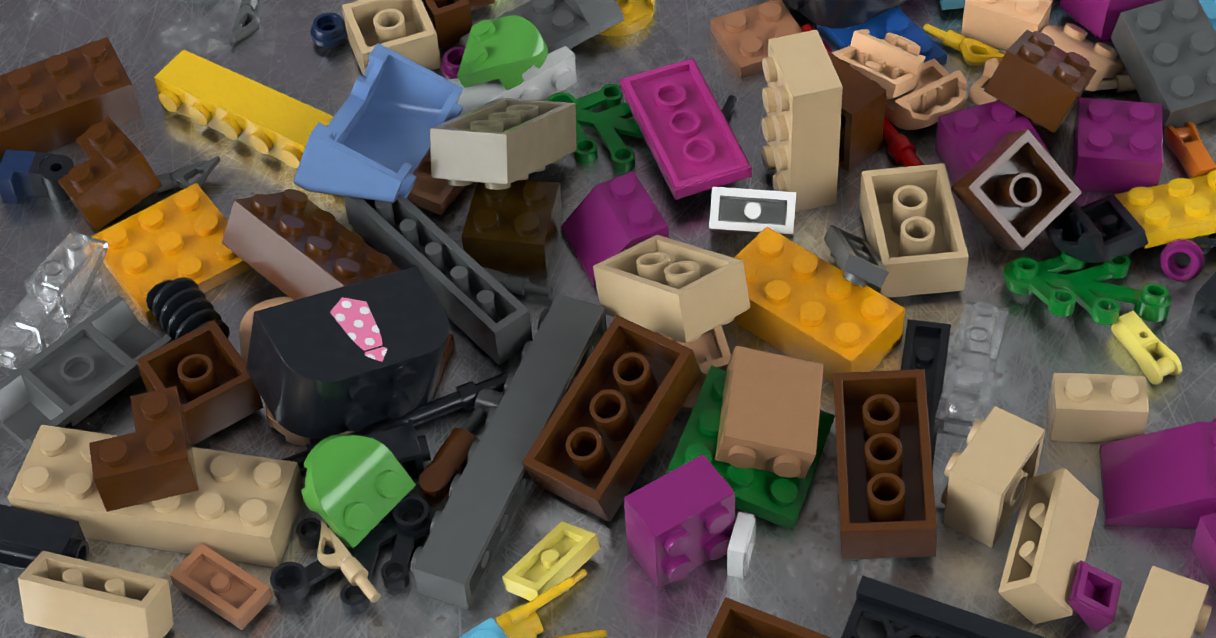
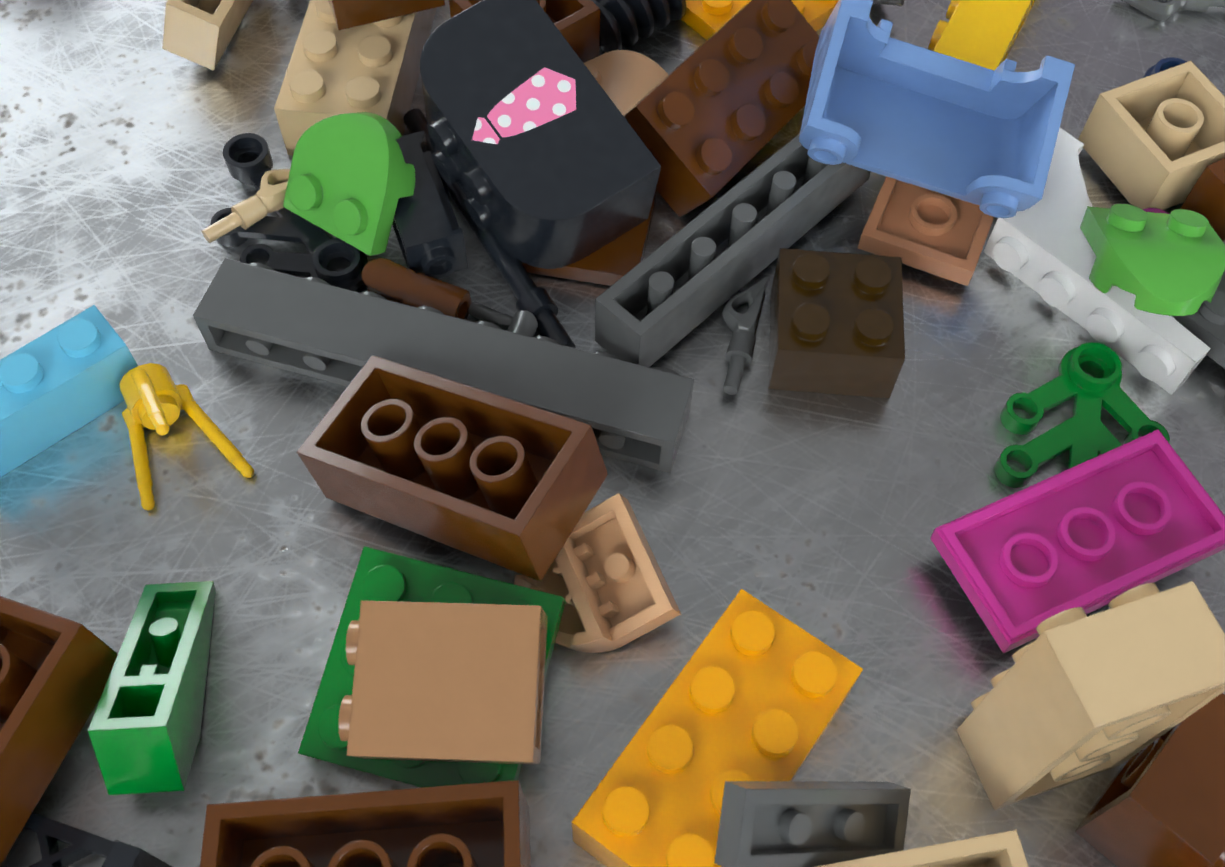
camera: 80 degrees right, 10 degrees up
(221, 586) = (243, 98): nougat plate -> none
(502, 142) = (956, 267): dark tan brick -> none
(551, 561) = (241, 422): light yellow plate -> none
(612, 220) = (855, 465): magenta slope -> none
(672, 287) = (700, 526): tan brick -> none
(680, 521) = (265, 569): magenta brick -> none
(741, 545) = (252, 669): white tile -> none
(752, 211) = (910, 654): white brick -> none
(775, 584) = (156, 691): none -> green slope

